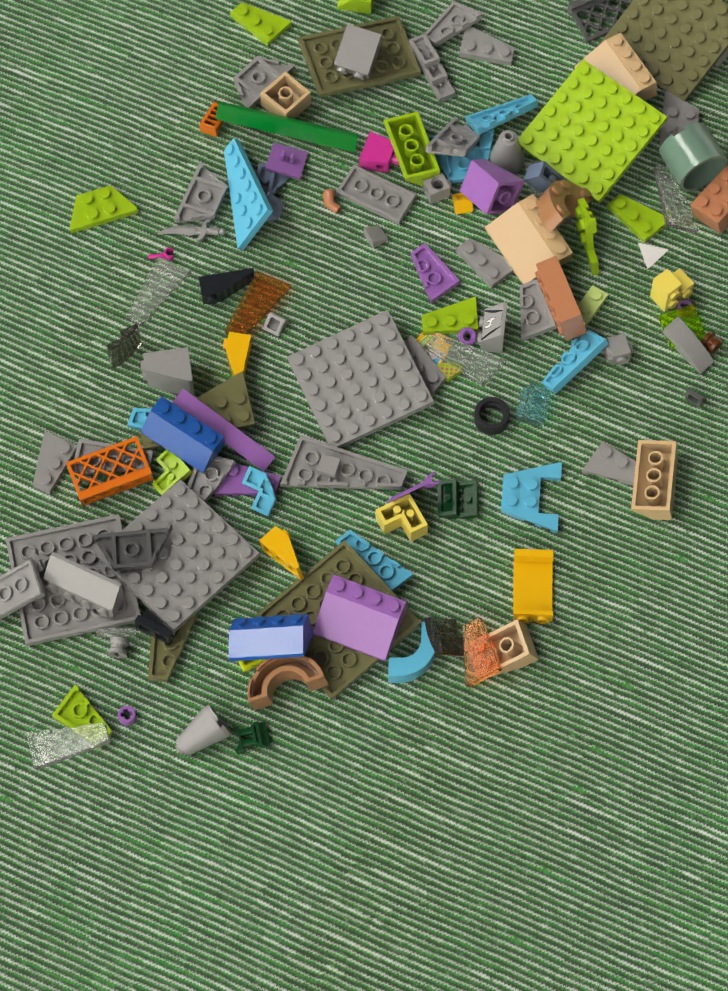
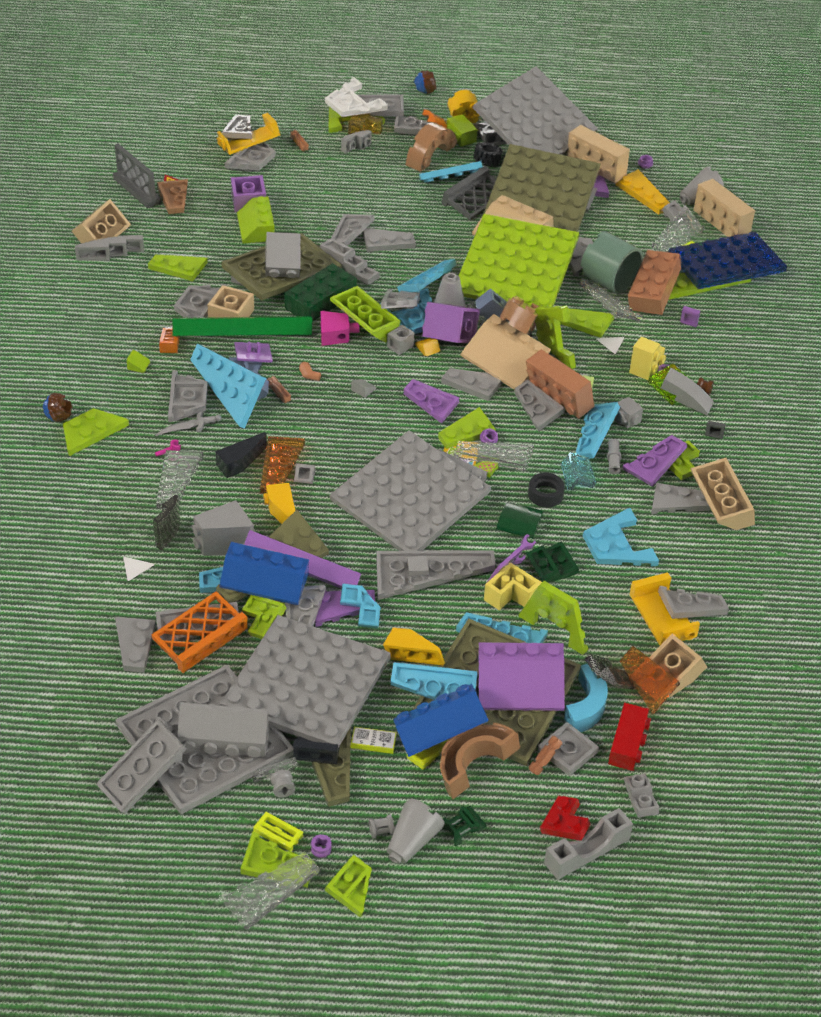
camera: 25 degrees left, 20 degrees down
(76, 177) = (57, 408): none -> reddish brown piece
(83, 380) = (135, 567): none -> white sticker
(107, 702) = (276, 834): none -> neon yellow tile
(132, 548) = (258, 683): dark grey wing -> none
(135, 760) = (351, 885): none -> lime wing
(172, 139) = (137, 362): none -> lime slope
(181, 715) = (381, 826): none -> light grey bush
(212, 630) = (373, 740): none -> tile
(283, 595) = (430, 680): none -> medium azure wing
(293, 214) = (279, 389): none -> nougat axle
(323, 799) = (607, 834): none -> light grey arch
(332, 764) = (562, 822): none -> red plate
(348, 698) = (545, 755): none -> nougat axle
(374, 697) = (574, 750): none -> light grey plate
(376, 194) = (347, 358): light grey tile -> none
(382, 101) = (315, 292): none -> dark green brick
(415, 763) = (641, 795): none -> light grey slope
(427, 569) = (559, 608): none -> lime wing
(432, 704) = (629, 737): none -> red brick
(450, 442) = (519, 519): none -> dark green slope
(493, 328) = (511, 421): light grey slope -> none
(561, 589) = (692, 605): none -> light grey wing
(577, 397) = (614, 456): none -> light grey pin
(611, 419) = (655, 463): none -> medium lavender wing
(638, 417) = (682, 465): none -> lime plate

